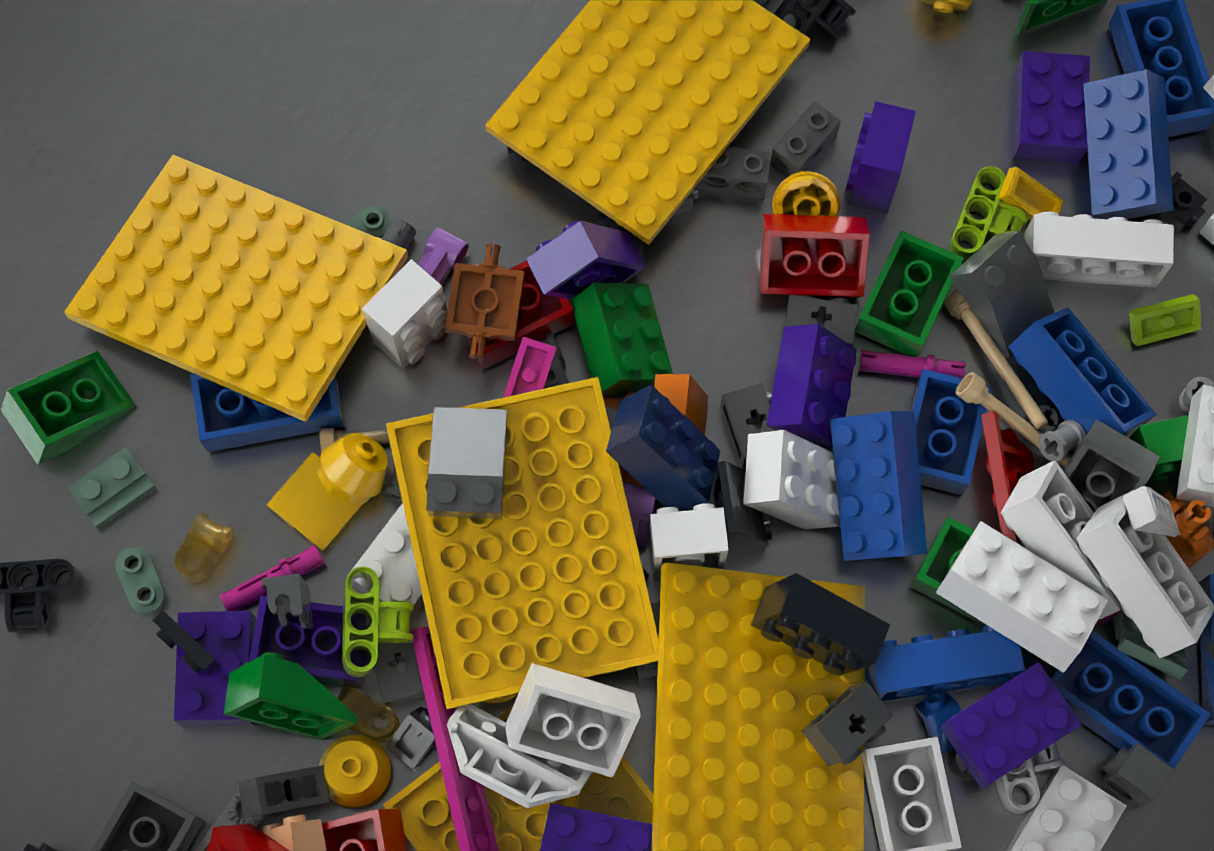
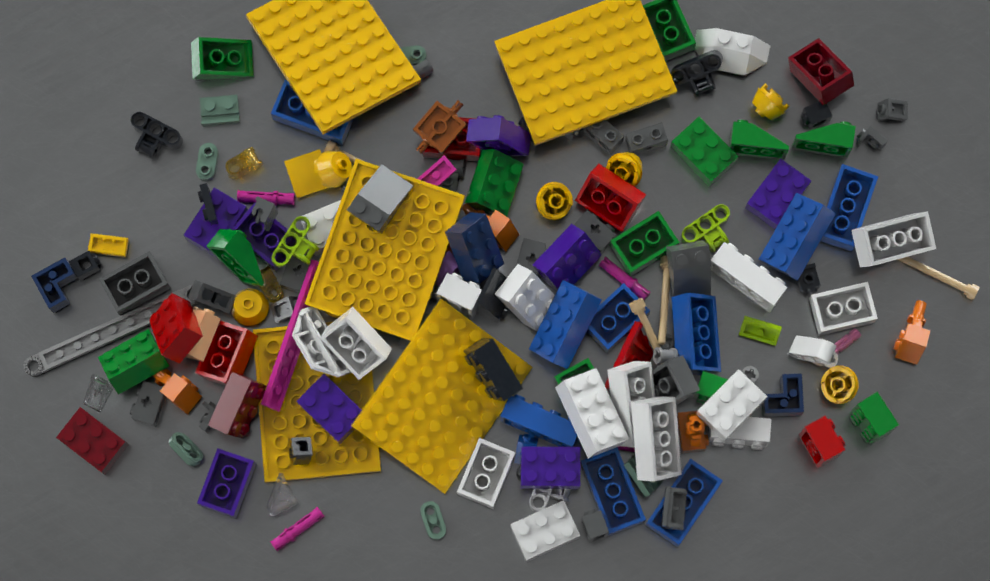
camera: 35 degrees right, 5 degrees up
(56, 815) = (108, 245): none -> yellow plate
(407, 314) = (400, 111): white brick -> none
(442, 253) = (438, 90): medium lavender piece -> none
(730, 311) = (554, 200): none -> yellow cone
(847, 724) = (467, 422): dark grey brick -> none
(879, 156) = (672, 169): dark purple brick -> none
(927, 95) = (704, 151): none -> green brick
(968, 48) = (754, 141): none -> green slope
(1028, 194) = (736, 232): yellow tile -> none
(1150, 512) = (672, 409): white slope -> none

